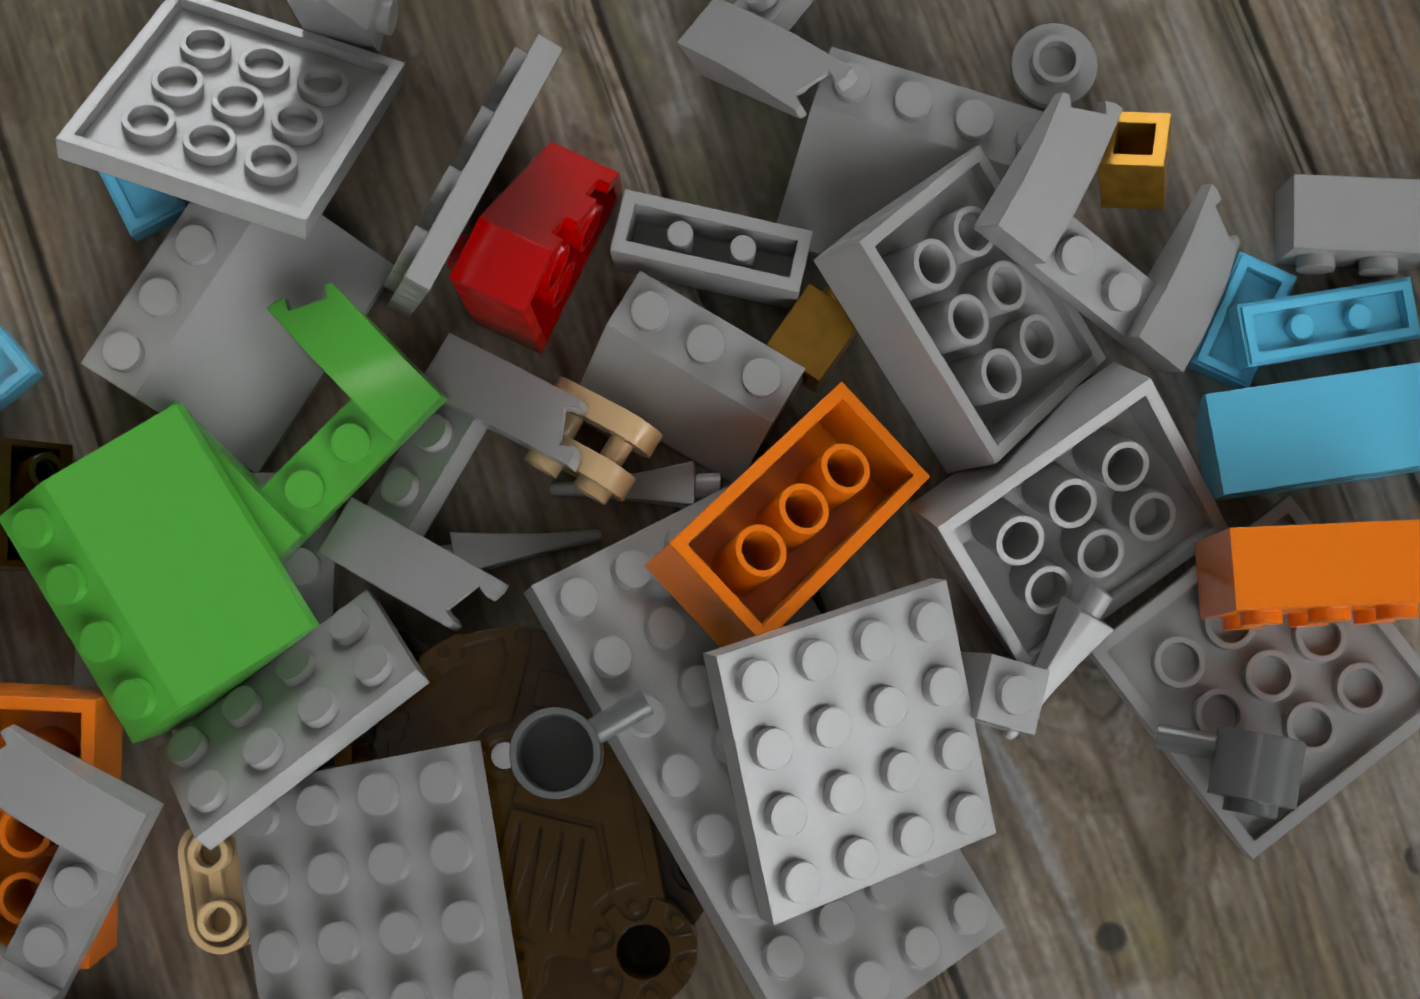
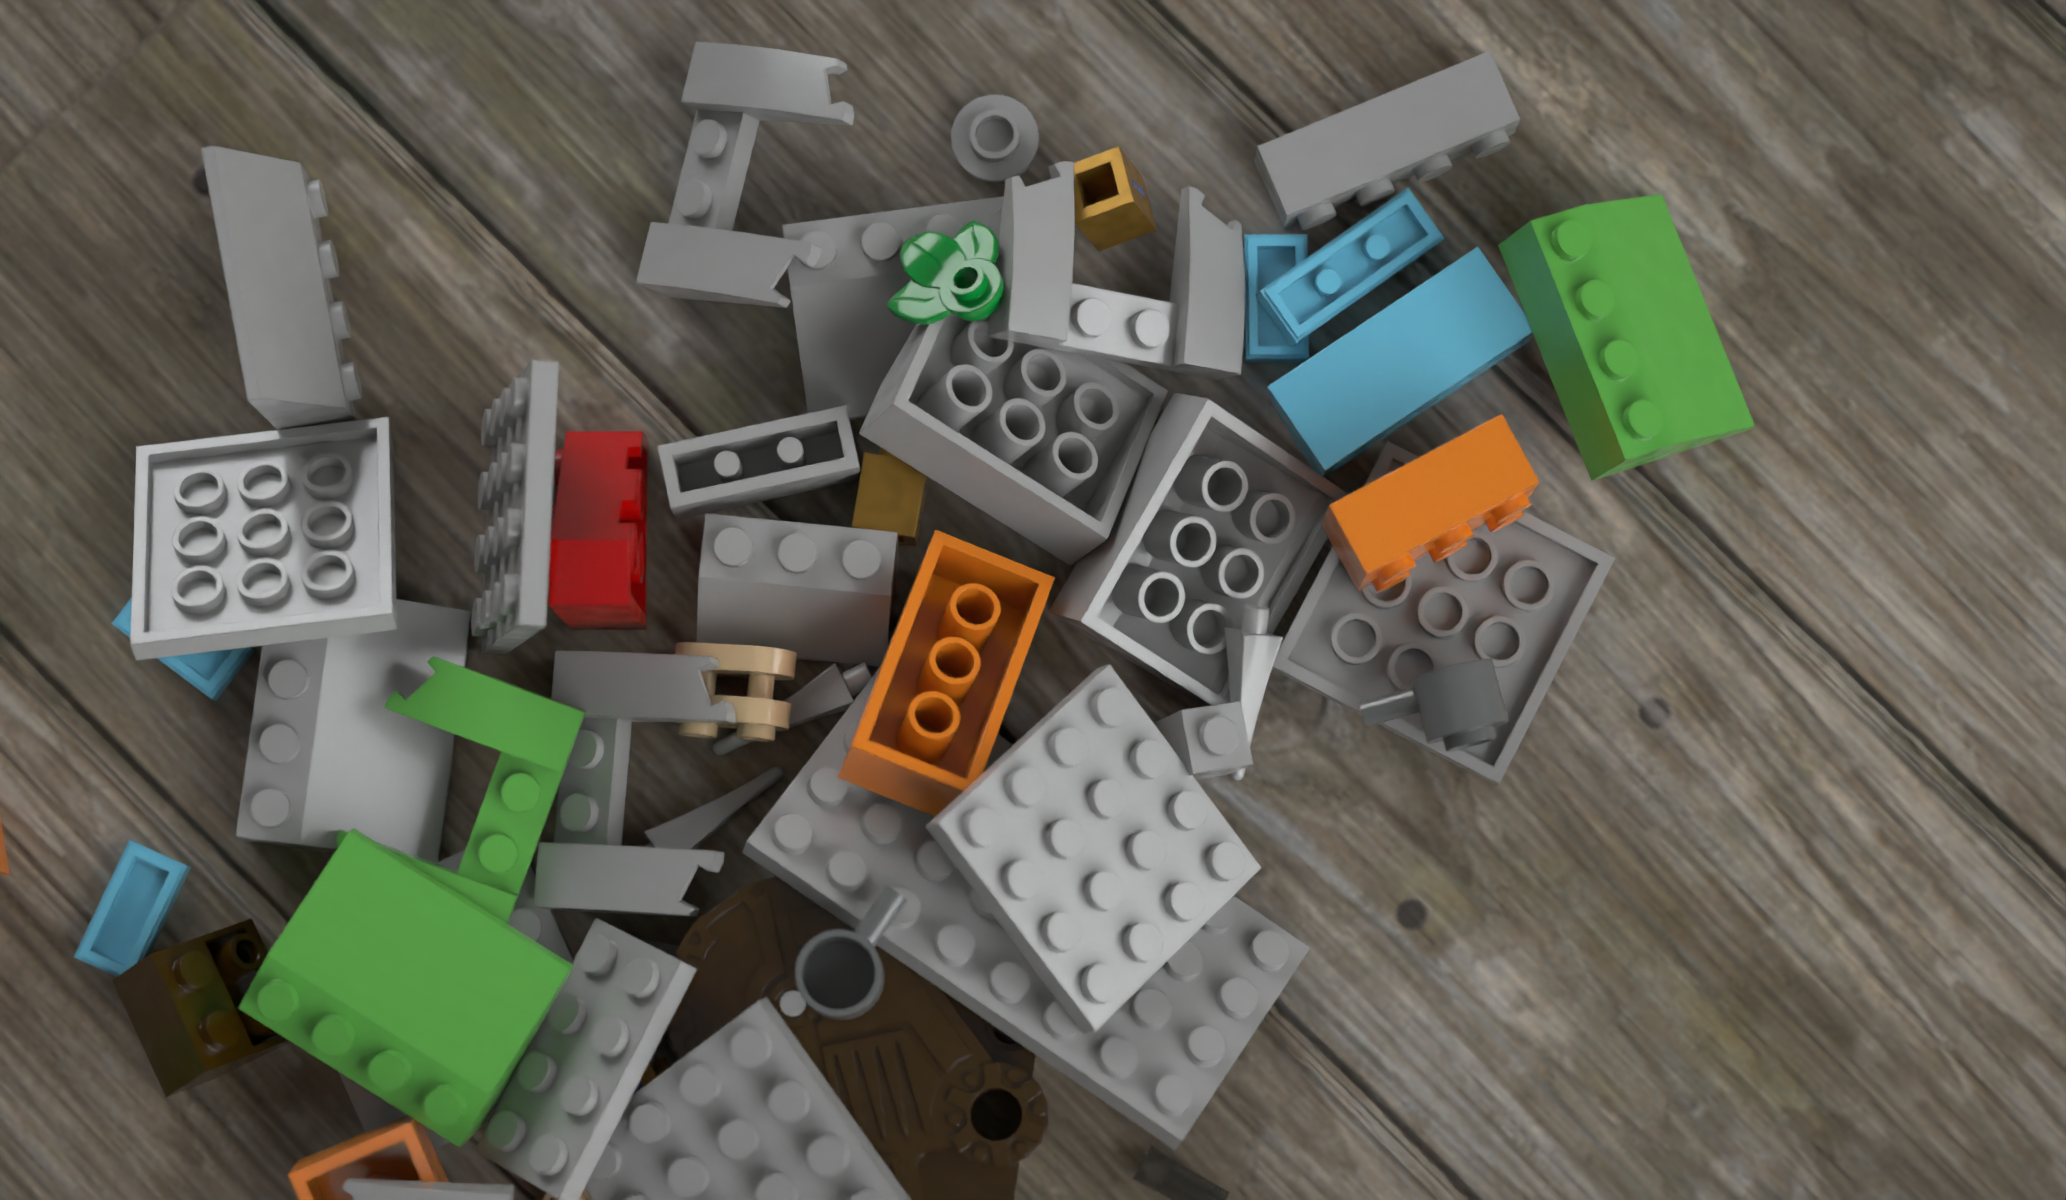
camera: 25 degrees left, 0 degrees up
(964, 156) = (949, 276): none -> green plate

